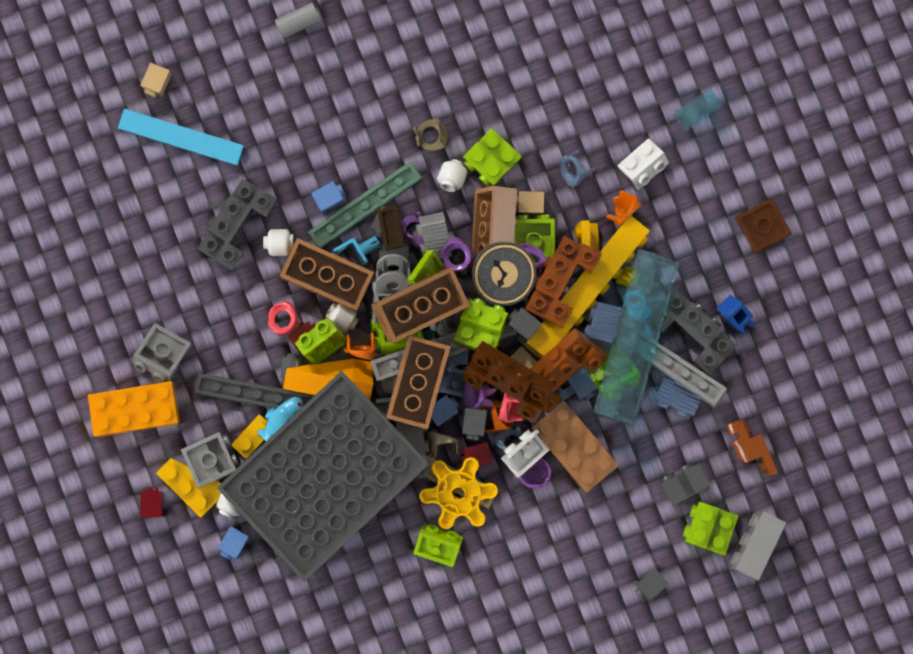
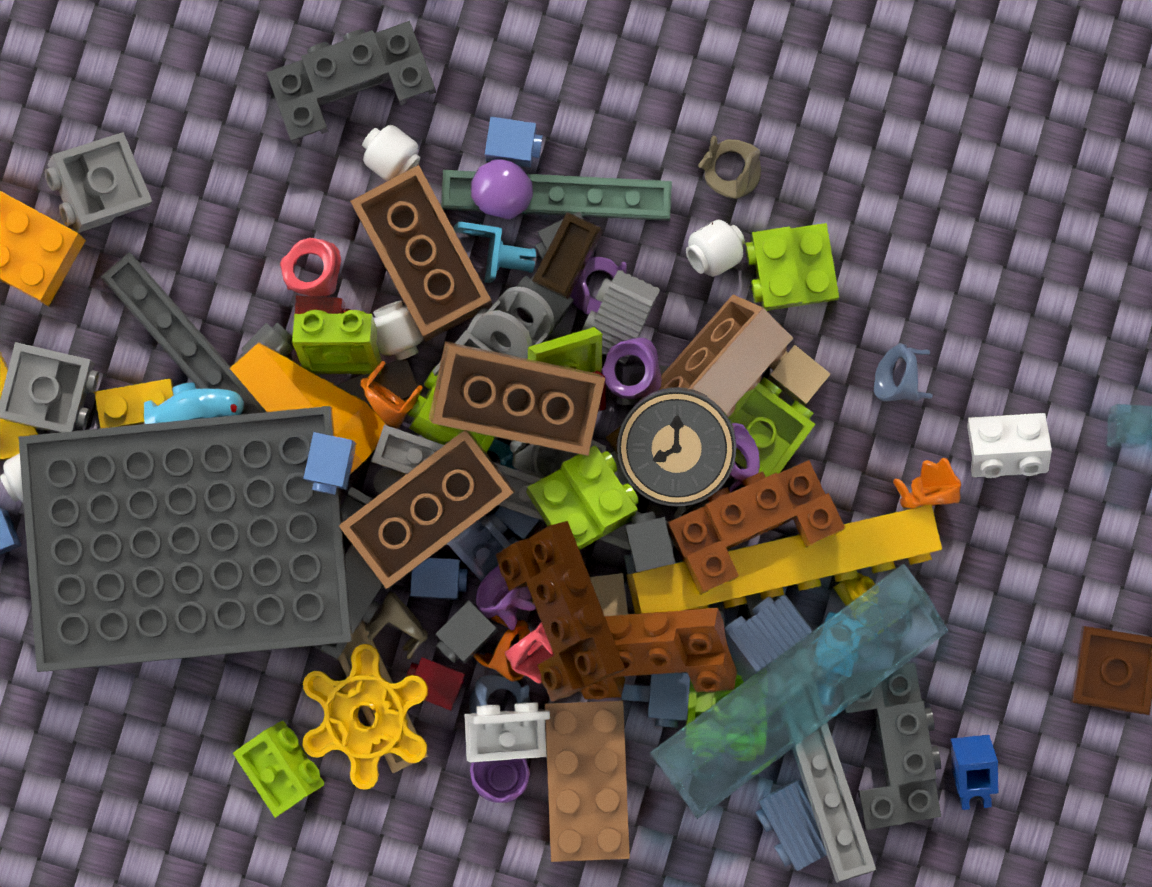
camera: 40 degrees right, 0 degrees up
(339, 221) = (501, 189): none -> medium lavender hair
(361, 394) = (329, 463): none -> medium blue brick
(587, 233) = (846, 485): yellow bracket -> none

